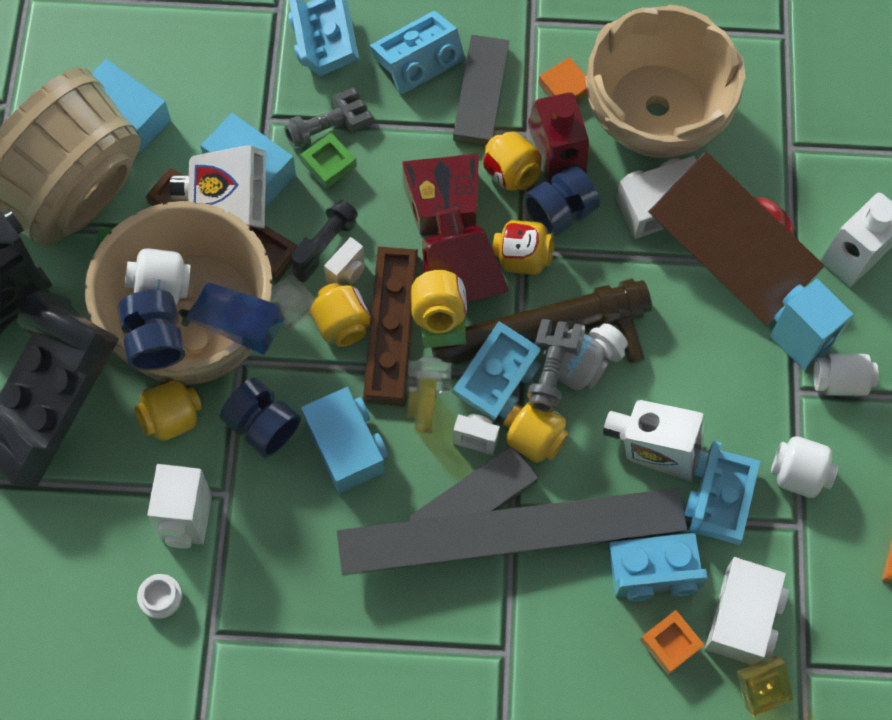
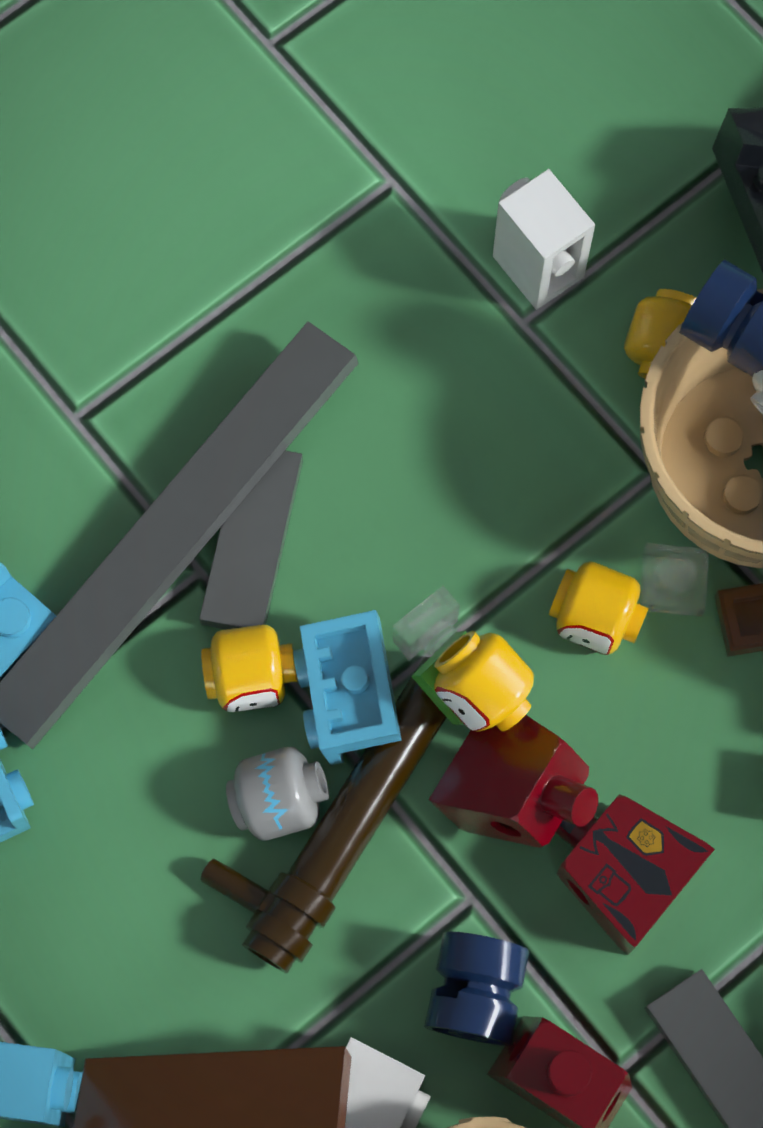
camera: 140 degrees right, 5 degrees up
(159, 596) = (479, 164): white plate -> none
(237, 316) = (674, 430): clear blue slope -> none
(265, 422) = (540, 410): dark blue wheel -> none
(306, 256) = (704, 645): black hinge -> none
(344, 439) = (450, 470): medium azure brick -> none
(345, 264) = (651, 670): white plate -> none
(390, 327) = (563, 687): reddish brown tile -> none
(422, 405) = (398, 581): clear yellow plate -> none
(476, 433) = (311, 602): white plate -> none
(512, 161) = (591, 993): yellow head -> none
(524, 247) = (466, 883): head -> none
(545, 395) = (263, 690): dark grey hinge -> none
(611, 340) = (257, 852): white plate -> none
(660, 437) = (73, 789): white torso -> none

